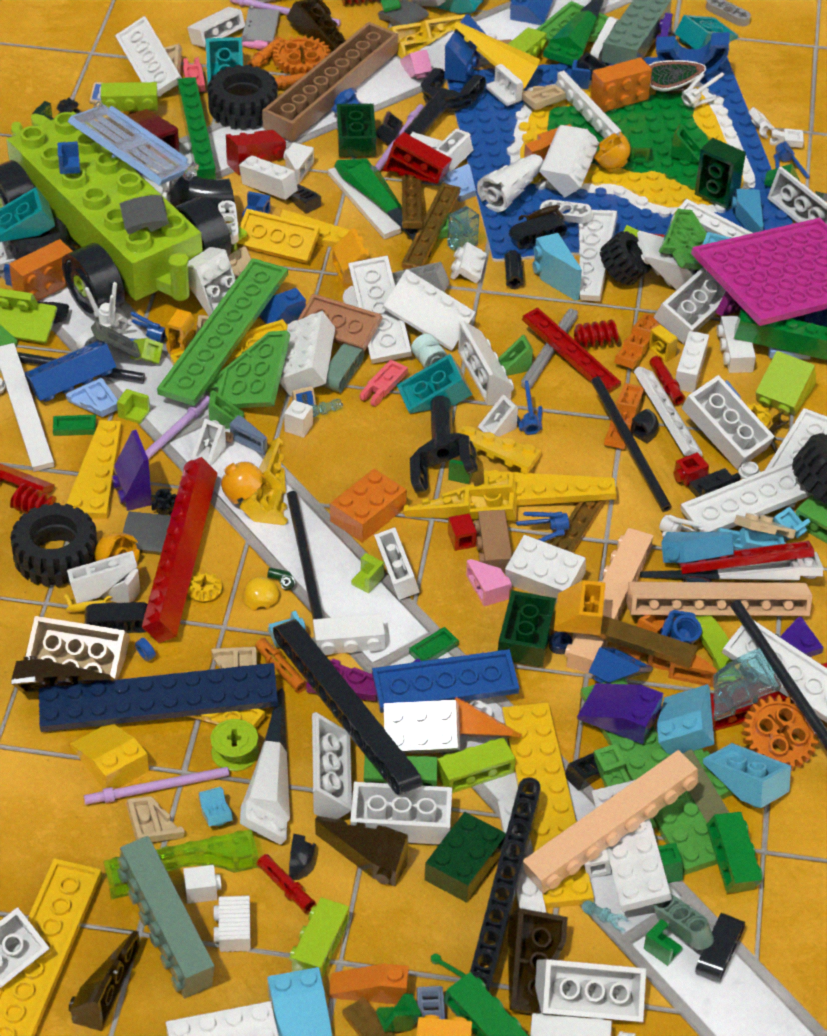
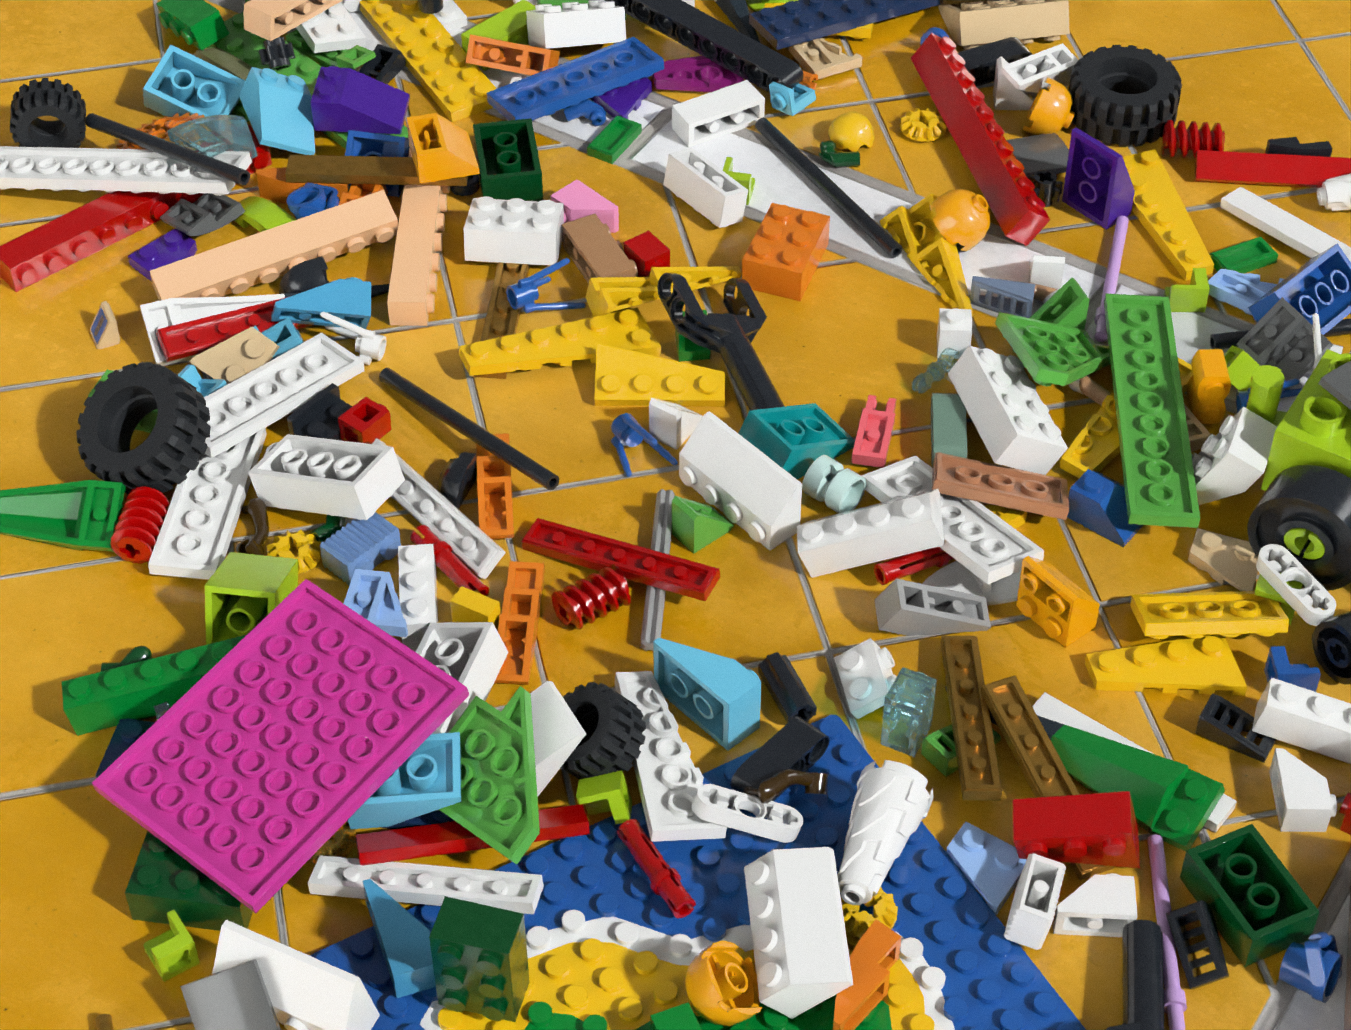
camera: 160 degrees right, 0 degrees up
(615, 197) = (663, 878): none -> red pin
(722, 342) = (375, 599): none -> light blue wing

